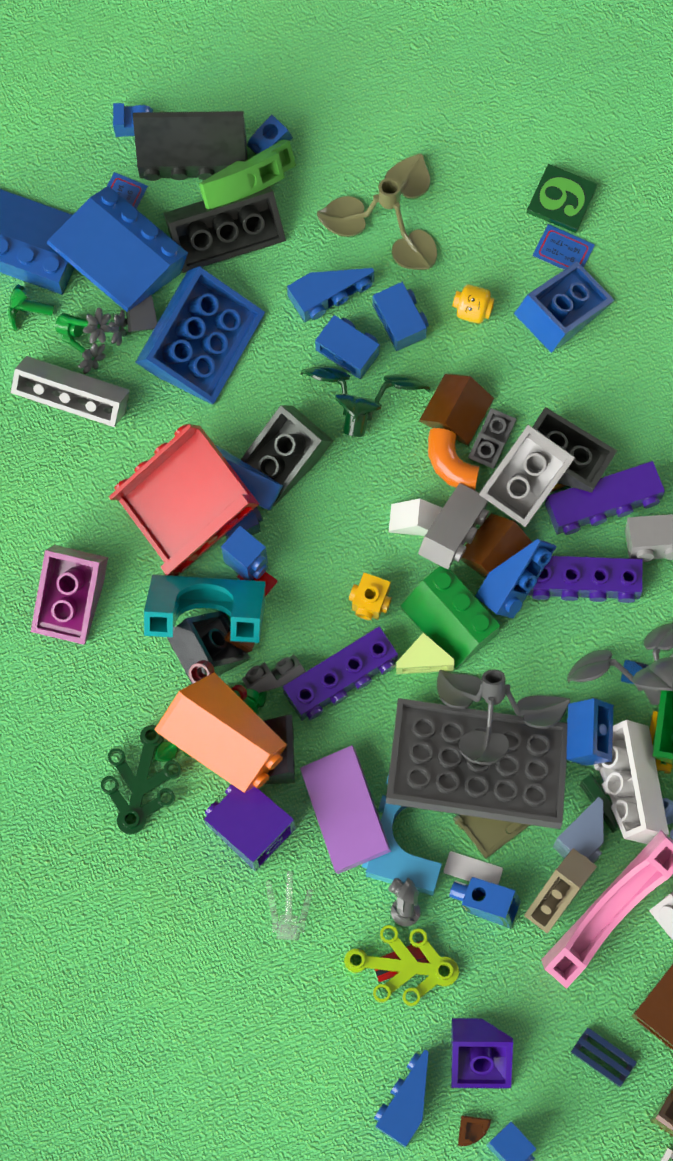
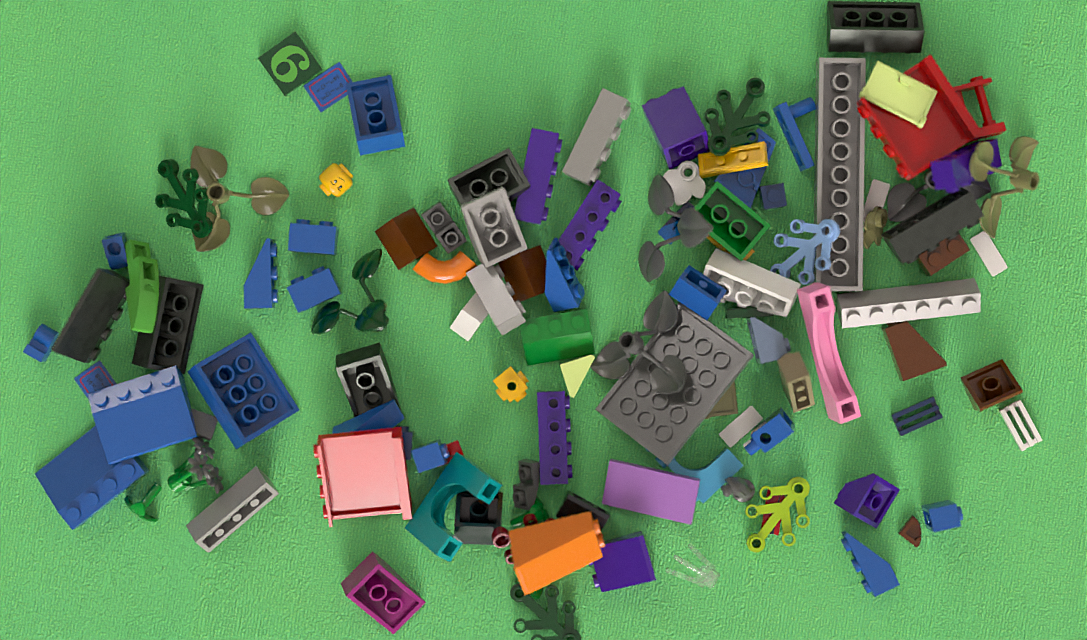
camera: 65 degrees left, 15 degrees up
(346, 197) = (199, 223): none -> dark green plant

